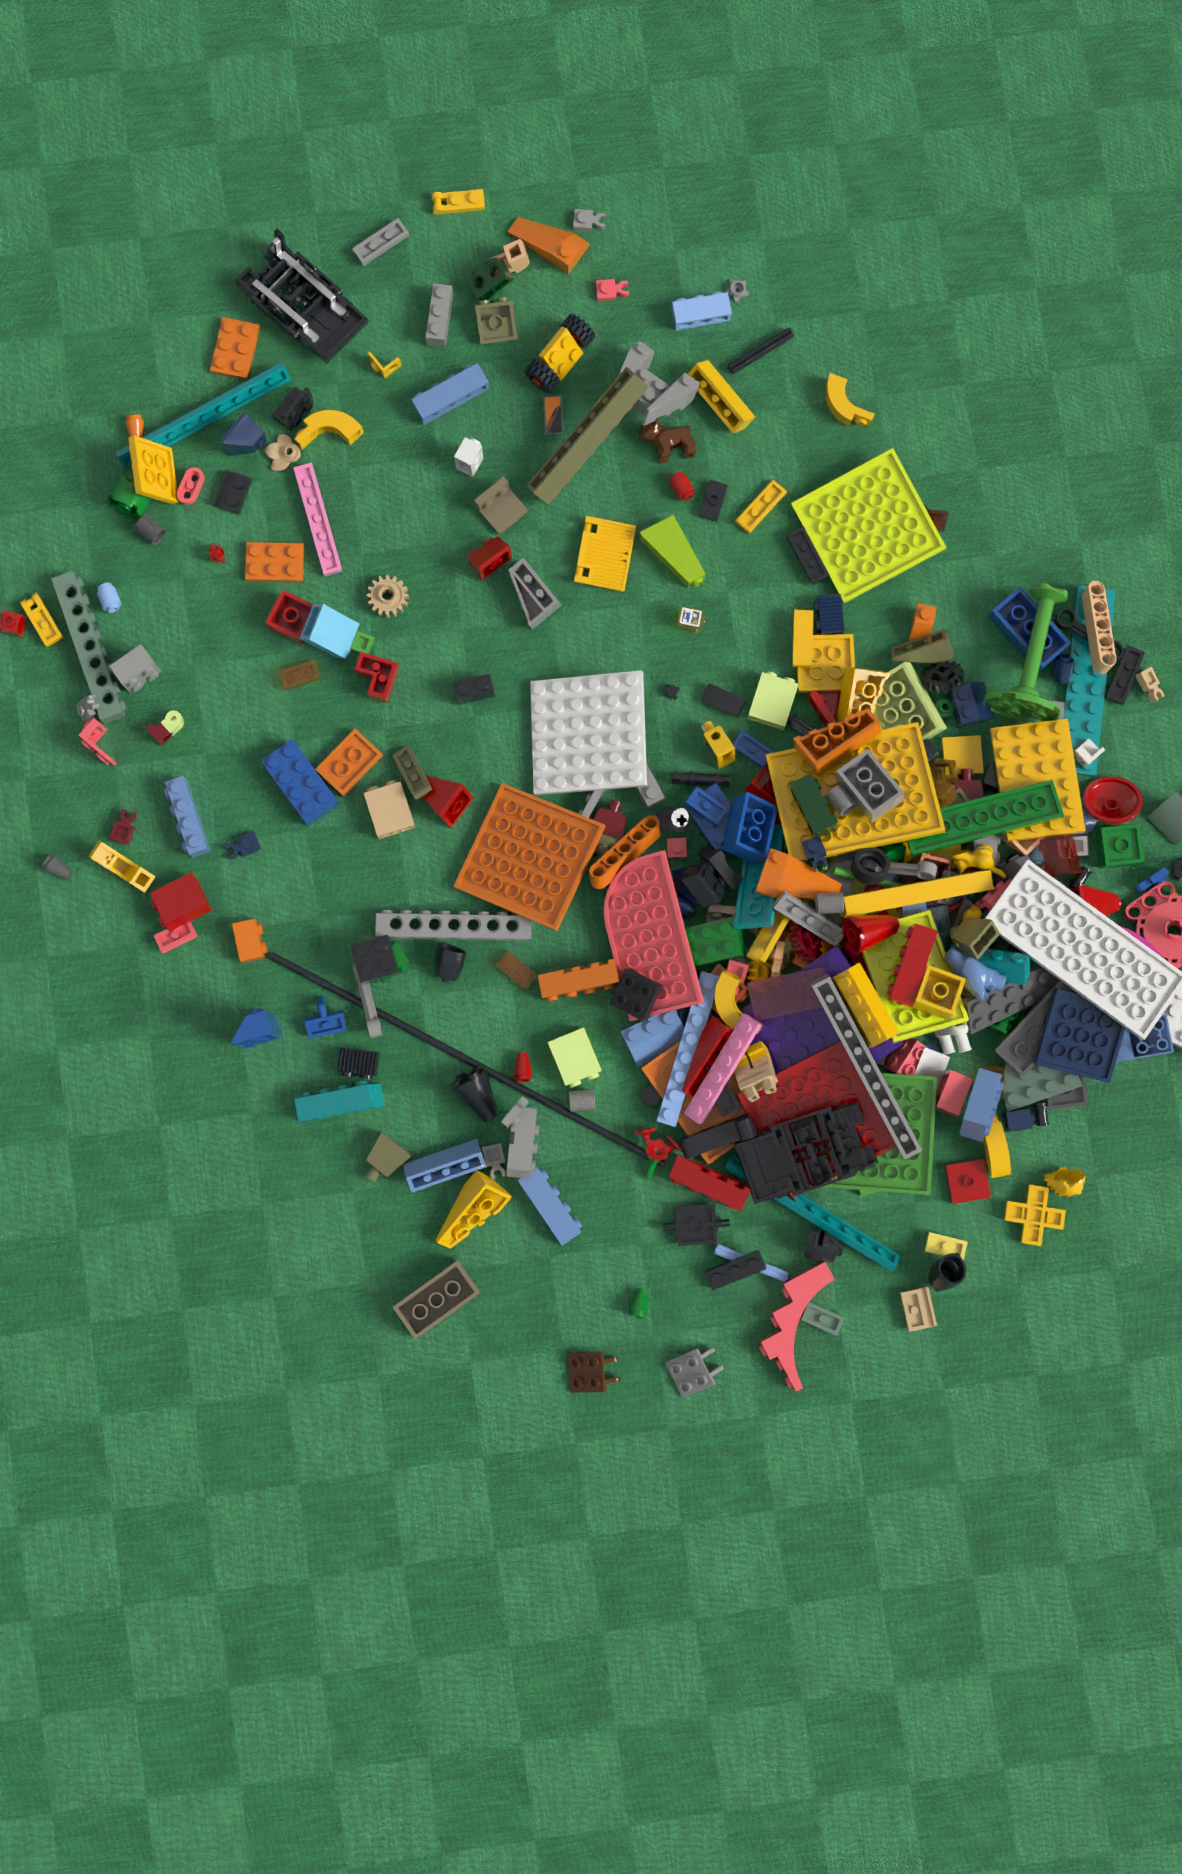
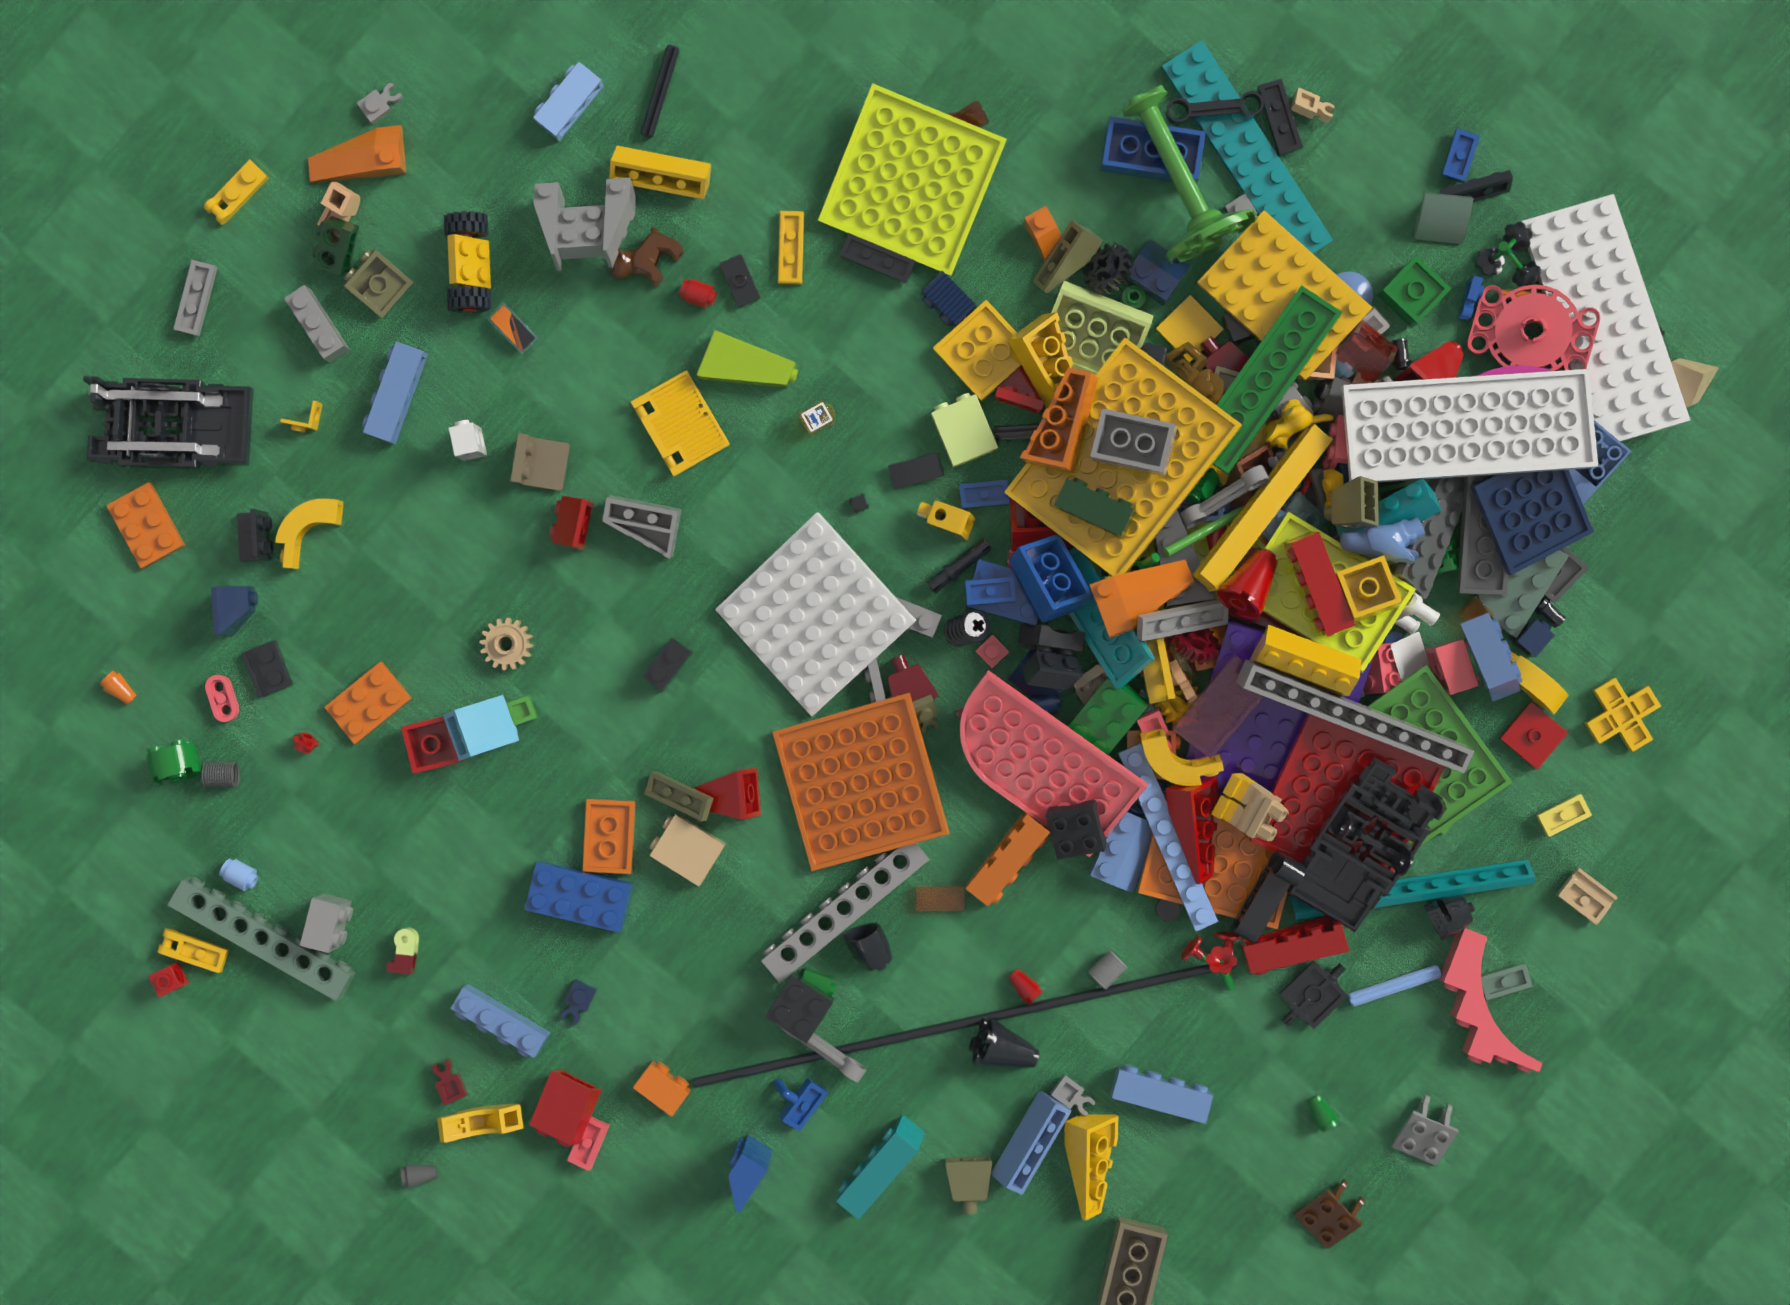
camera: 35 degrees left, 5 degrees up
(86, 708) = (312, 999): light grey plate -> none
(90, 734) = (339, 1025): coral bracket -> none
(153, 470) = (173, 716): yellow plate -> none
(213, 410) = (174, 619): teal plate -> none
(279, 452) = (279, 591): tan plate -> none
(300, 675) = (488, 792): clear orange plate -> none
(318, 519) = (373, 625): bright pink plate -> none
(358, 1062) = (865, 1114): black brick -> none
(382, 673) = (566, 724): red brick -> none
(512, 1117) = (1060, 1049): light grey plate -> none
(523, 1145) = (1088, 1060): light grey wedge -> none
(575, 1057) = (1066, 935): yellowish green brick -> none
(587, 435) = (566, 323): olive brick -> none
(608, 289) = (459, 156): coral plate -> none
(625, 851) = (954, 709): orange beam -> none
(722, 1068) = (1218, 831): bright pink plate -> none
(727, 1102) = (1244, 856): black plate -> none
(735, 1269) = (1386, 1006): black plate -> none
(737, 285) = (578, 46): light grey plate -> none
(802, 638) = (942, 345): yellow tile -> none
(815, 852) = (1133, 550): dark blue plate -> none
(829, 903) = (1191, 590): light grey piece -> none
(841, 406) = (783, 81): yellow arch -> none
(841, 800) = (1117, 479): light grey piece -> none
(865, 876) = (1202, 534): black tyre -> none
(945, 1274) = (1588, 843): black helmet -> none
(1063, 668) = (1216, 162): dark blue brick -> none
(1066, 1181) = (1626, 658): yellow hair -> none
(1087, 753) = (1309, 226): white panel -> none
(1103, 634) = (1223, 104): light nougat beam -> none
(1112, 800) = (1367, 241): red dish -> none

